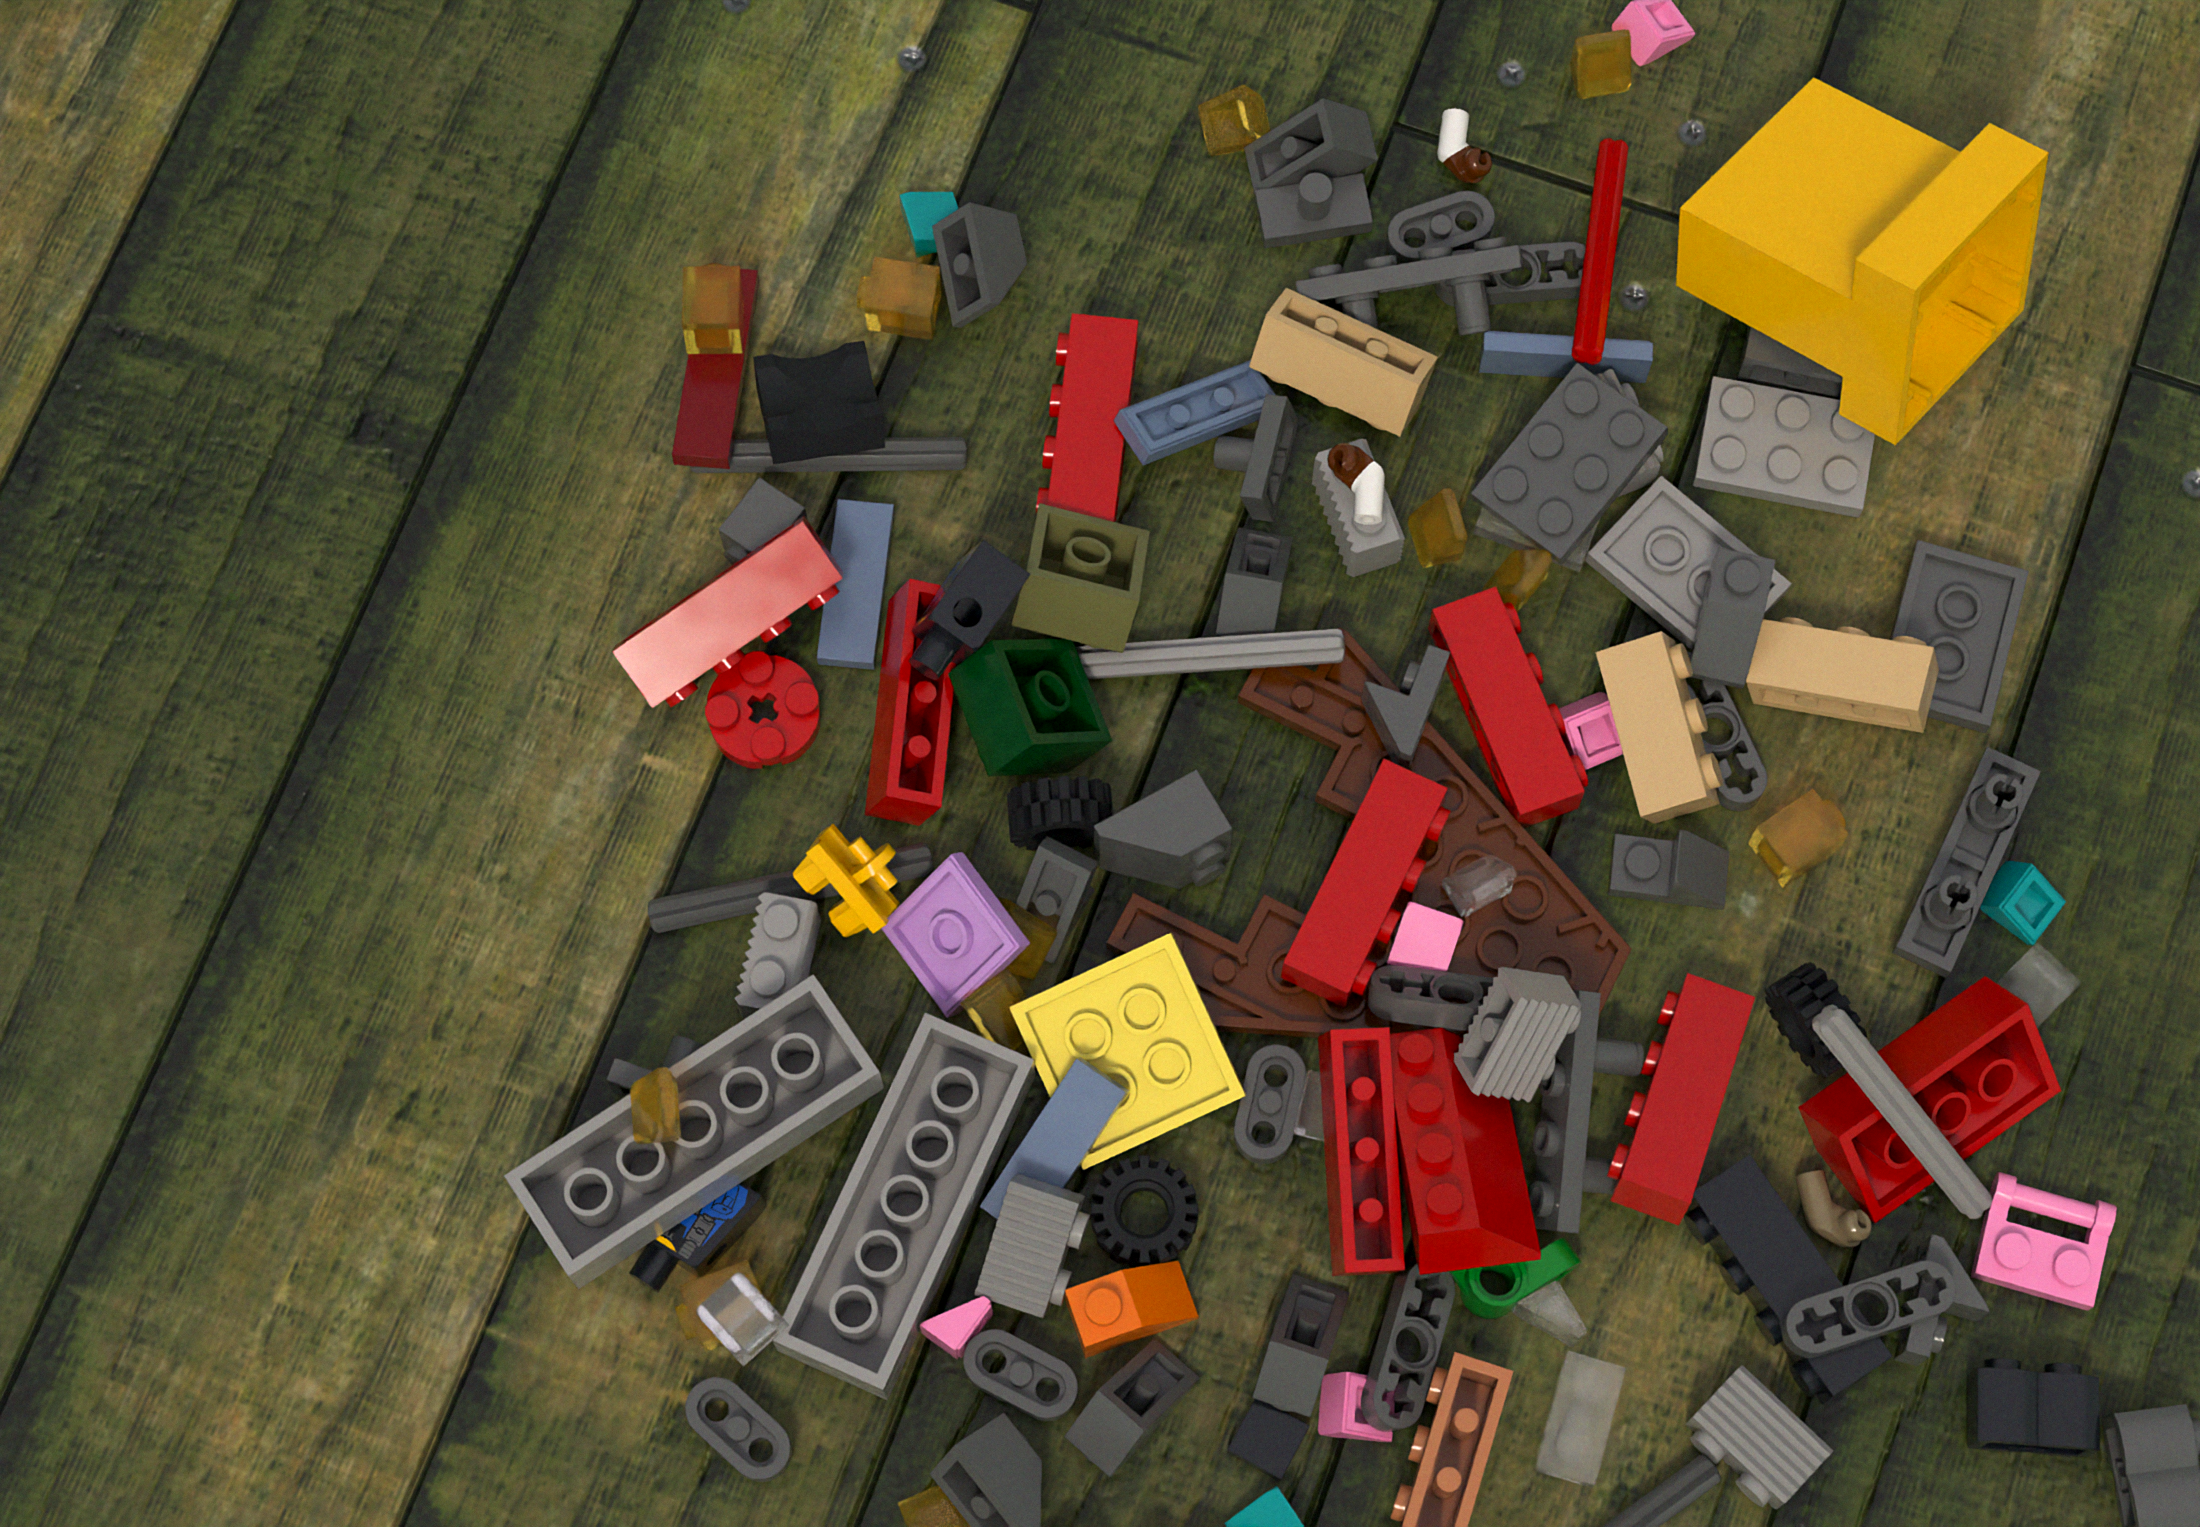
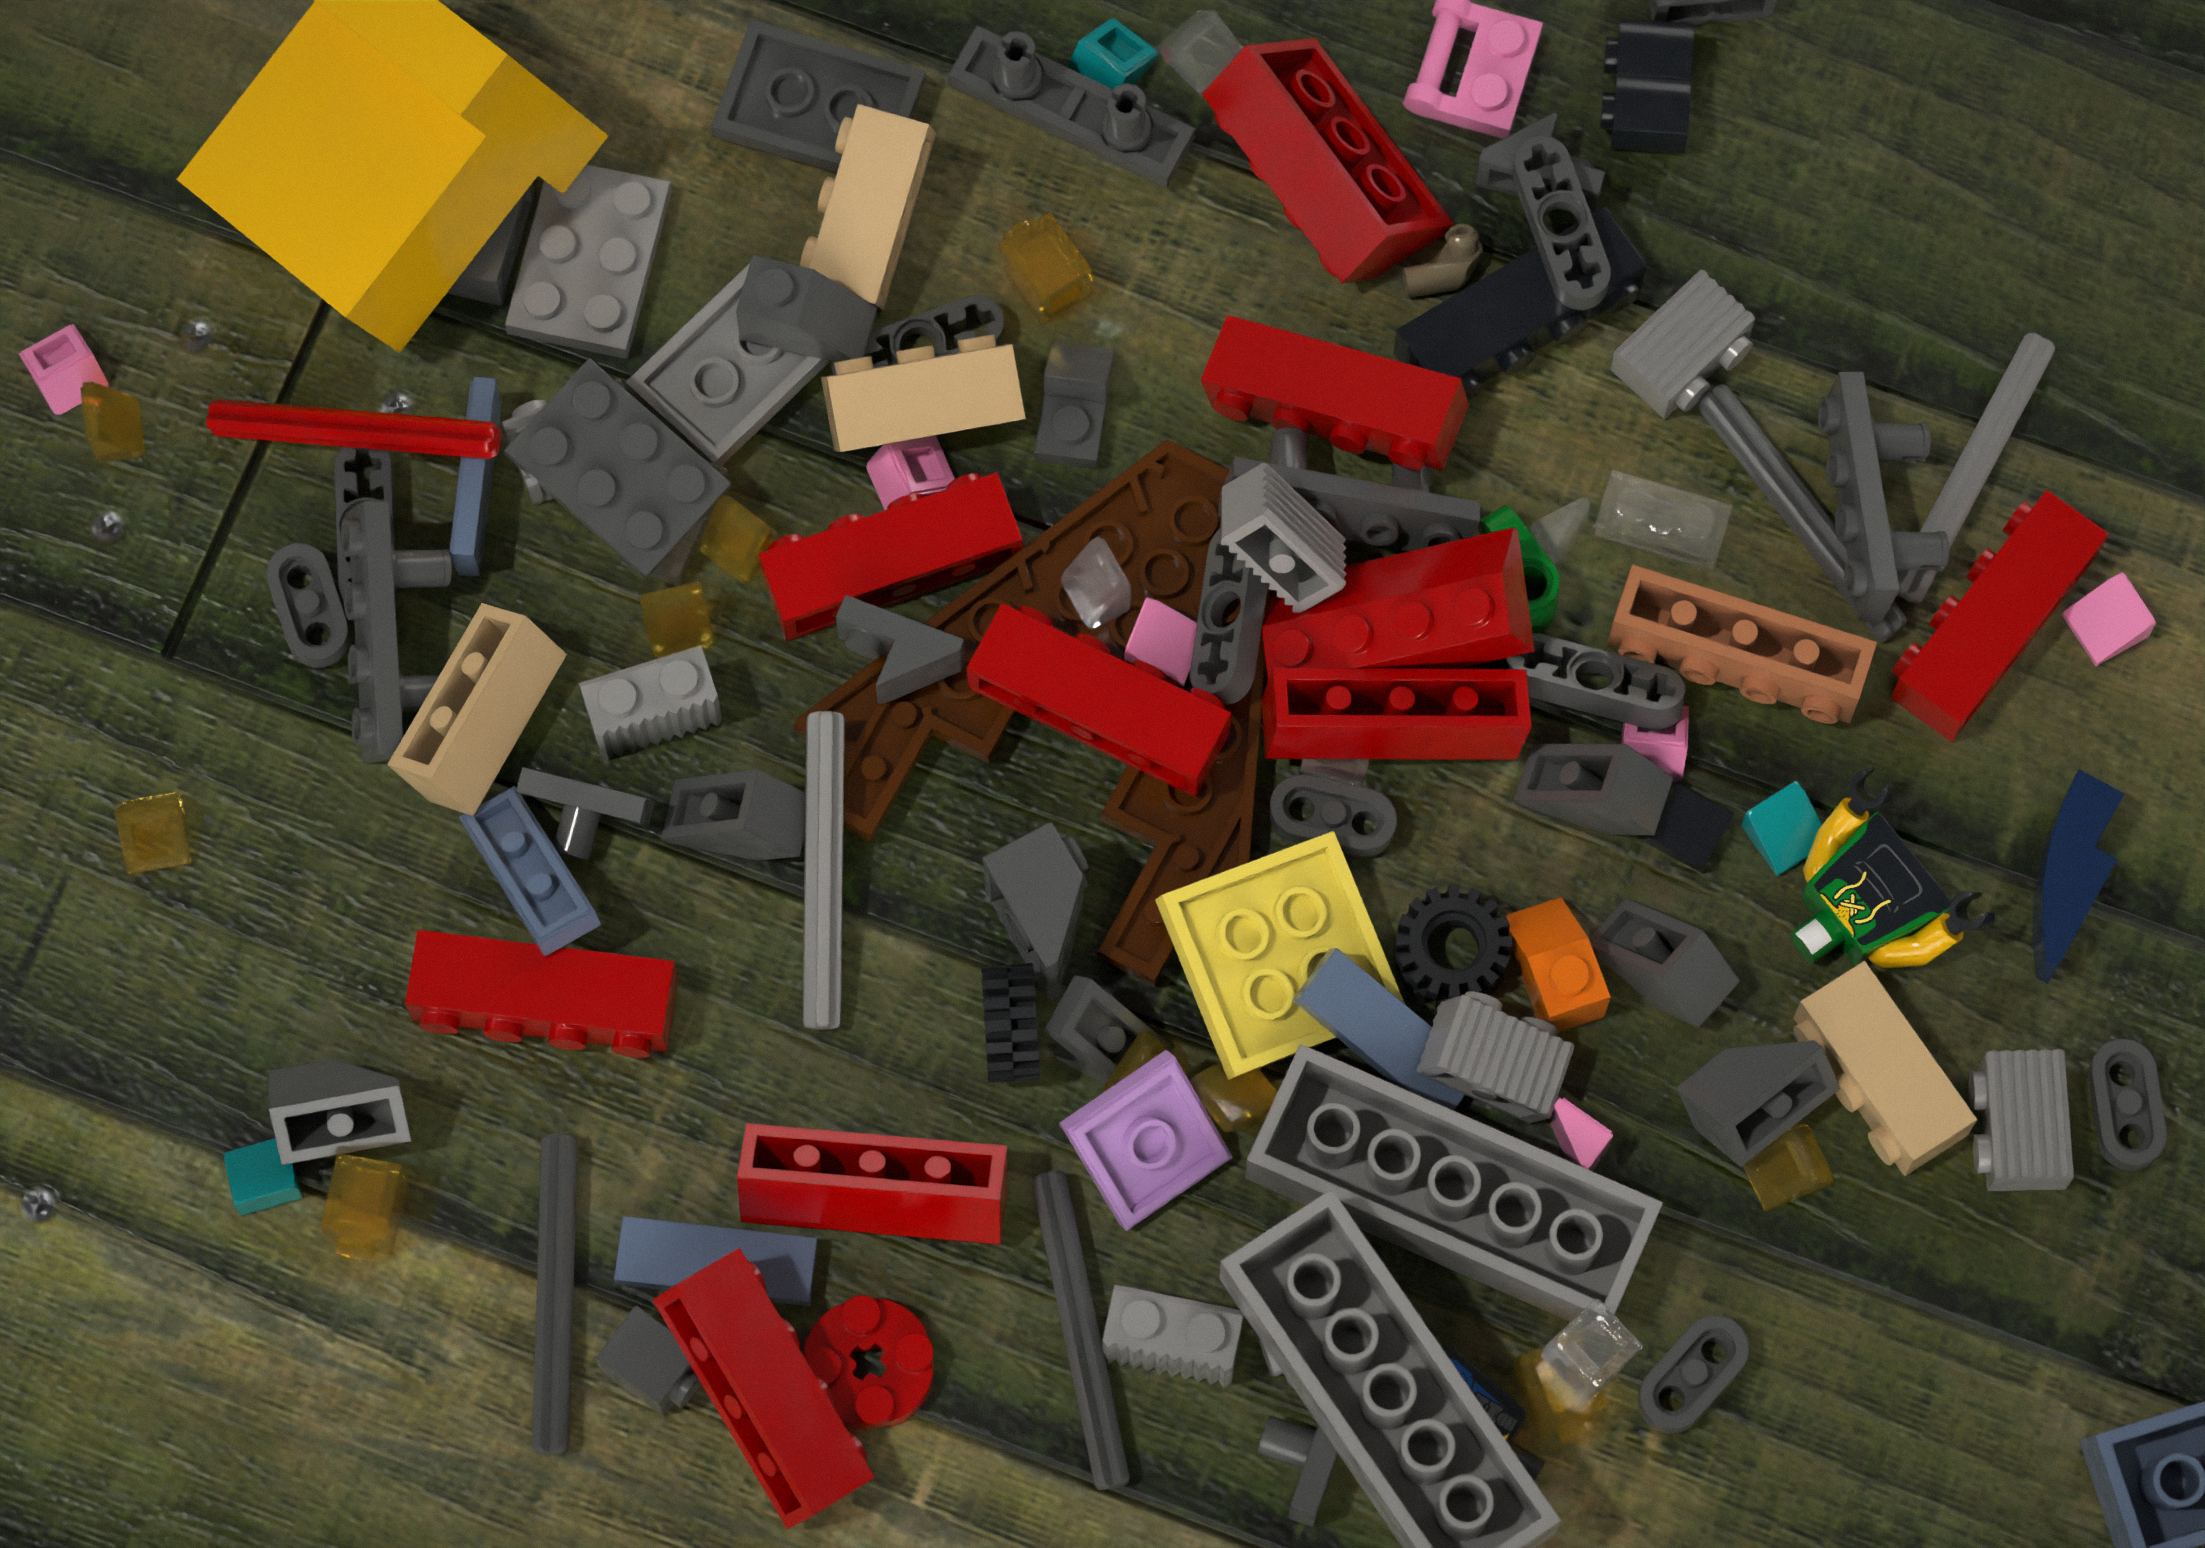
camera: 90 degrees left, 0 degrees up
(655, 1108) = (1378, 1423): clear yellow slope -> none
(713, 309) = (378, 1413): clear yellow brick -> none
(713, 397) = (442, 1420): dark red tile -> none
(819, 404) = (503, 1293): black brick -> none
(857, 876) = (1080, 1238): yellow hips -> none
(975, 597) = (785, 1104): black torso -> none
(1023, 1373) = (1629, 1080): dark grey plate -> none
(1029, 707) = (889, 1051): dark green brick -> none
(1081, 578) = (737, 993): olive brick -> none
(1313, 210) = (272, 746): dark grey tile -> none
(1320, 139) = (203, 743): dark grey slope -> none
(1362, 477) = (638, 677): arm -> none
(1454, 151) = (212, 585): arm -> none
(1794, 1005) = (1250, 257): black tyre -> none
(1901, 1111) = (1361, 171): light grey axle -> none

